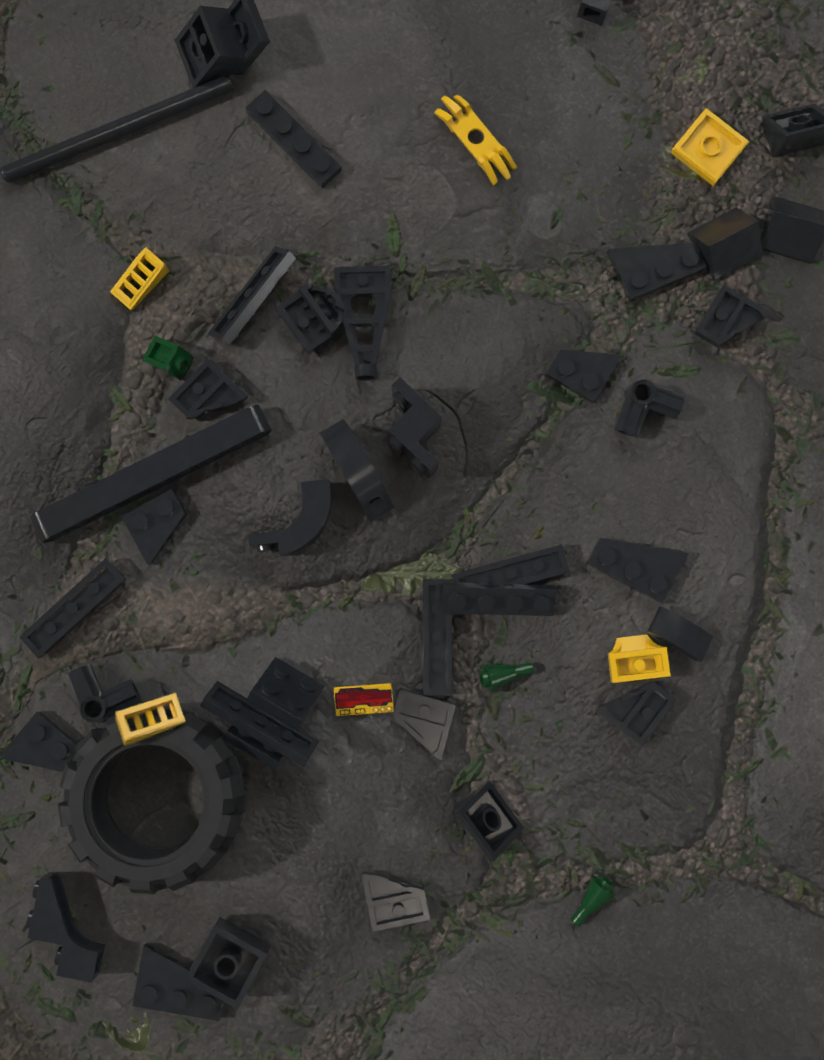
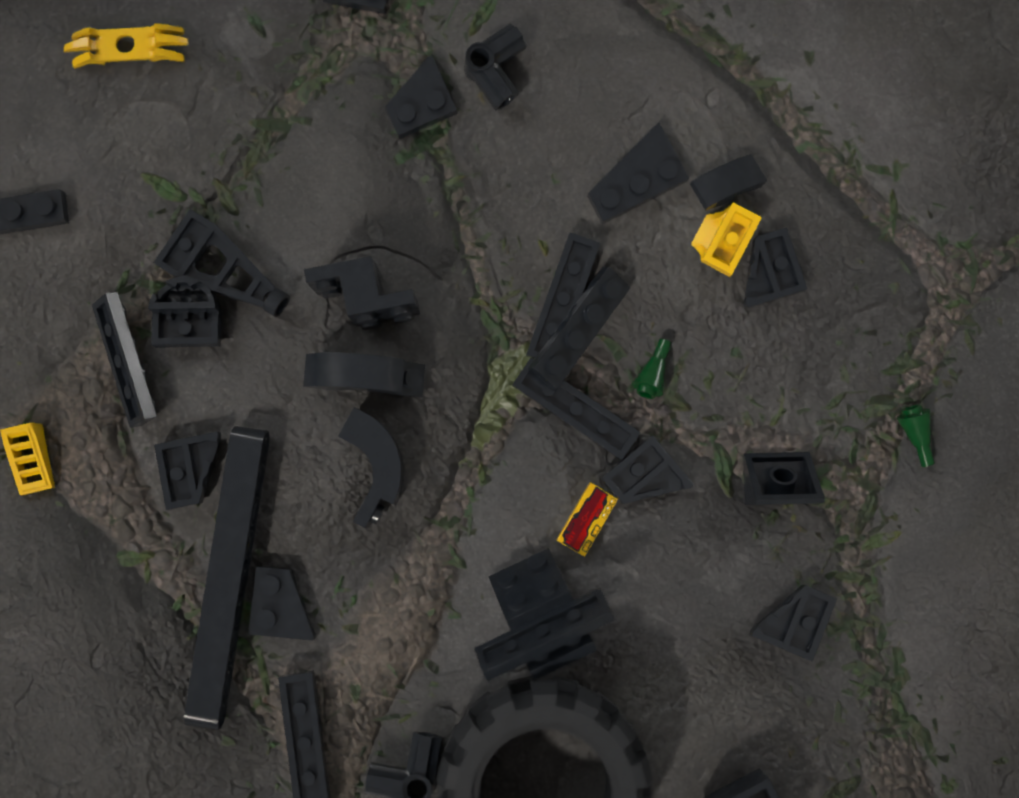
camera: 50 degrees left, 0 degrees up
(146, 708) = (450, 751): yellow slope -> none
(168, 357) = (125, 482): dark green bracket -> none

